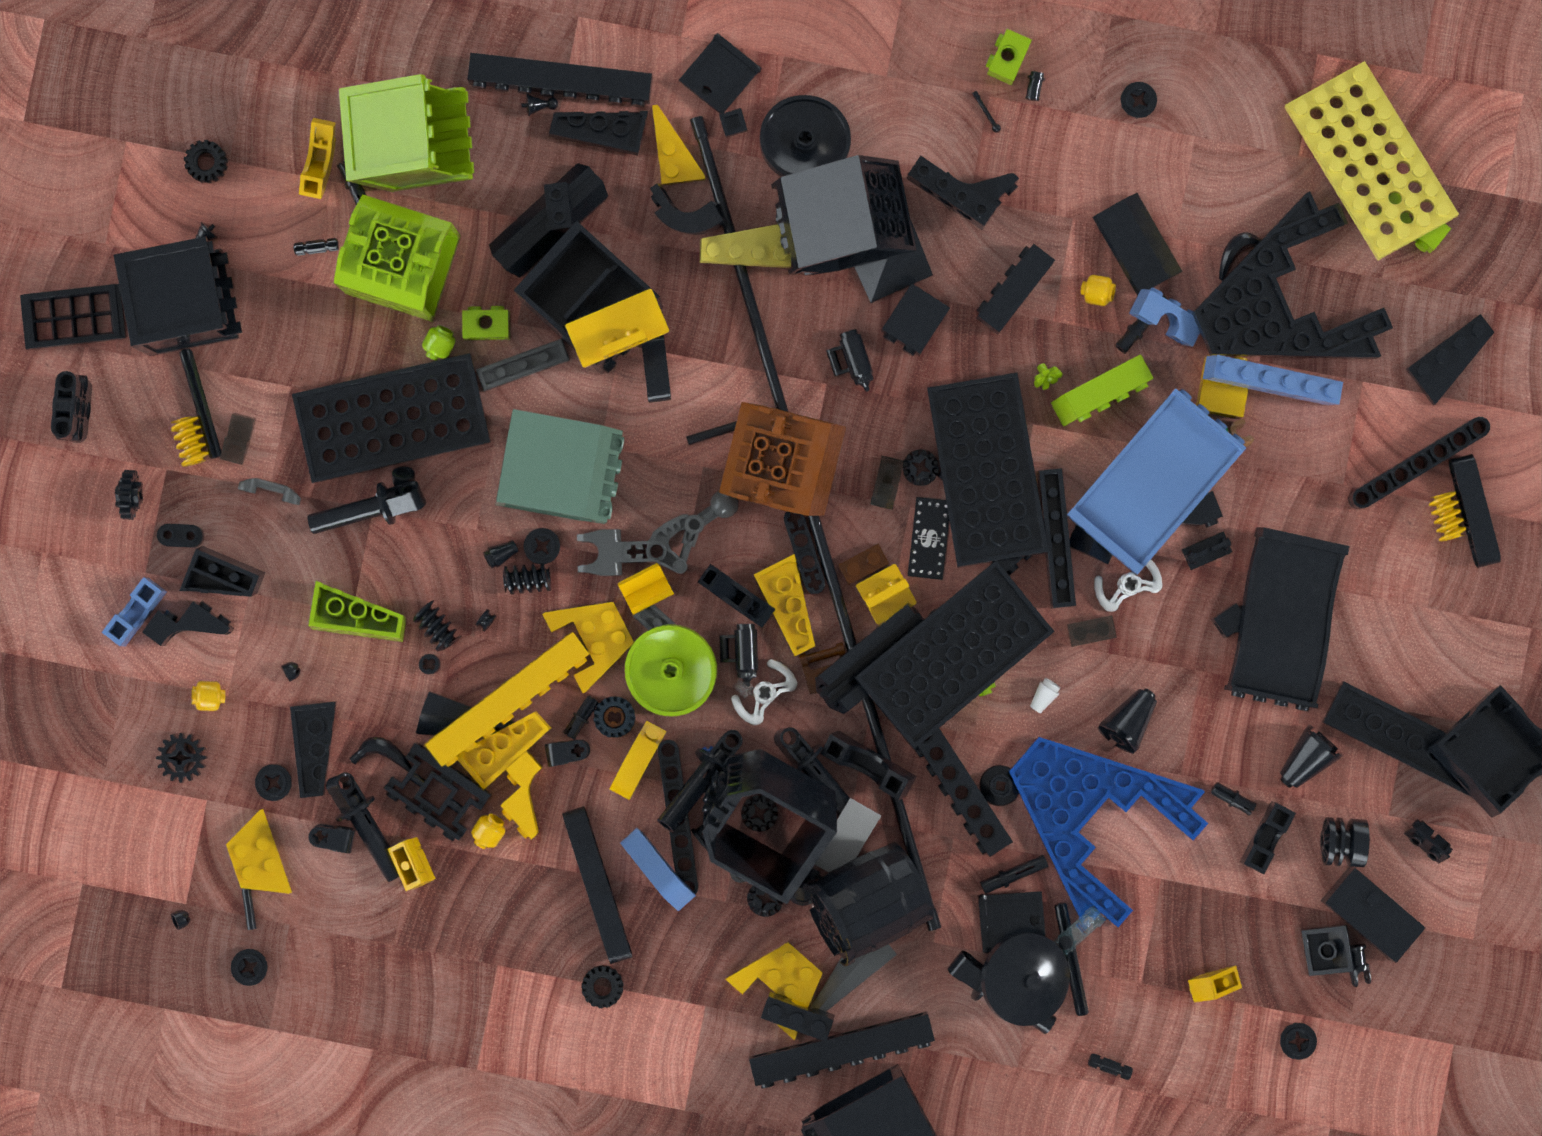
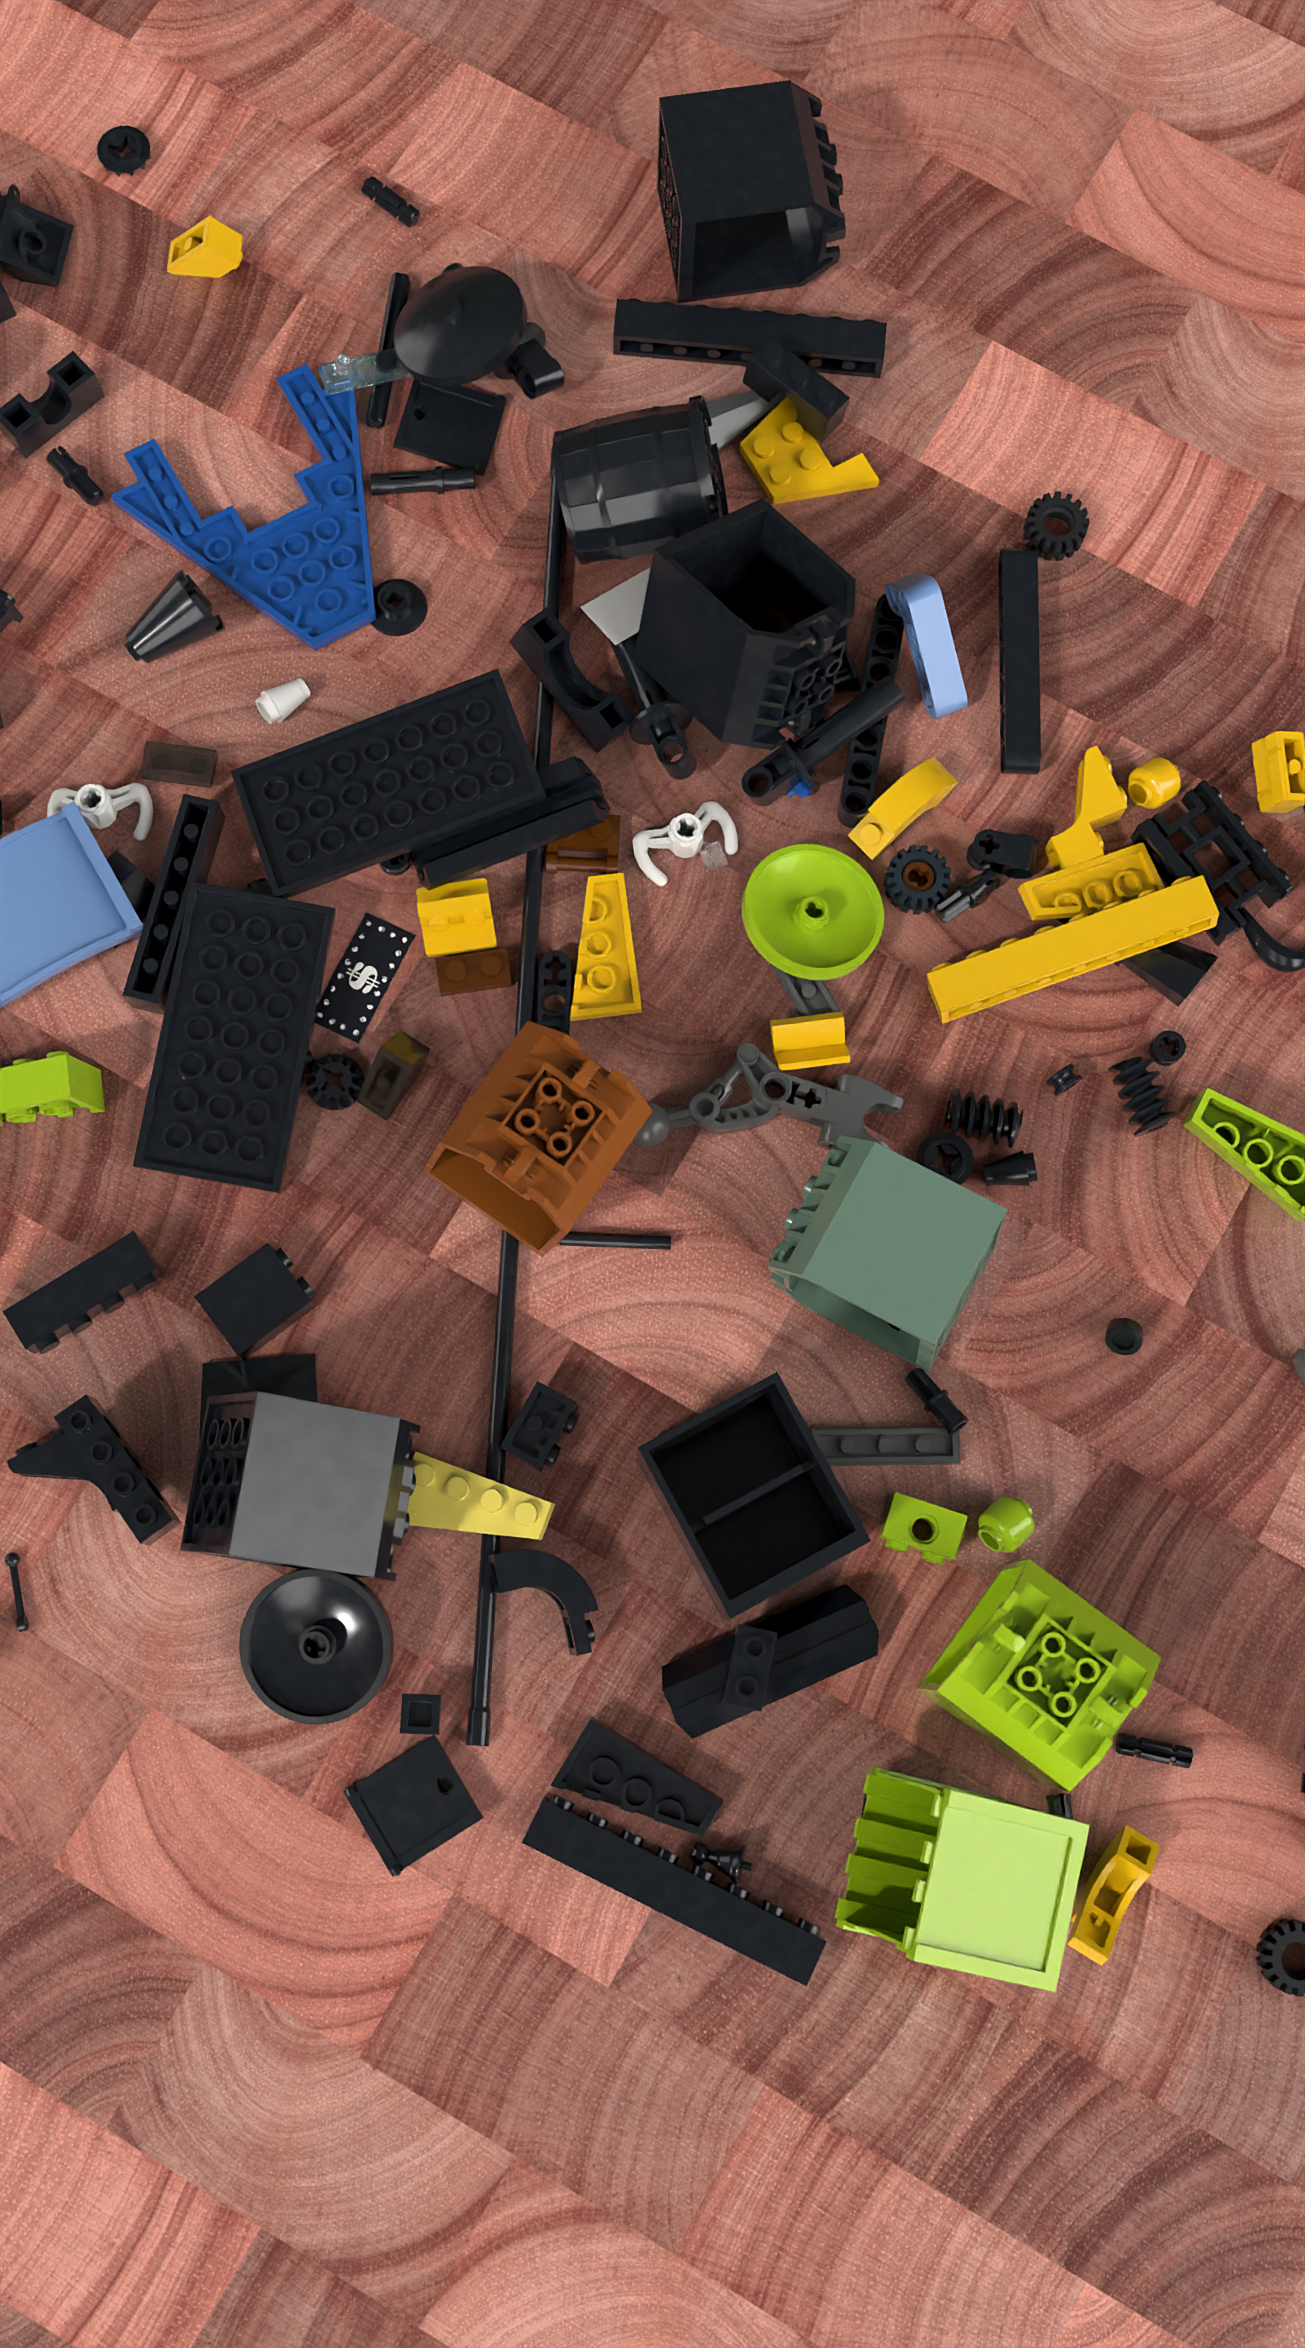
camera: 165 degrees left, 10 degrees down
(373, 387) = (1137, 1377): black piece -> none
(387, 502) = (1165, 1300): black piece -> none
(500, 399) = (936, 1401): none -> black axle
(602, 634) = (896, 1008): yellow wing -> none
(617, 328) = (724, 1415): yellow bracket -> none
(656, 370) = (680, 1366): black beam -> none
(674, 158) = (535, 1691): yellow wing -> none
(724, 304) = (541, 1426): none -> black bracket
(736, 595) = (674, 982): black arch -> none
(745, 651) = (692, 906): black piece -> none
(855, 357) = (369, 1273): black piece -> none
(999, 838) = (436, 528): black brick -> none
(1046, 376) = (92, 1149): lime plant -> none

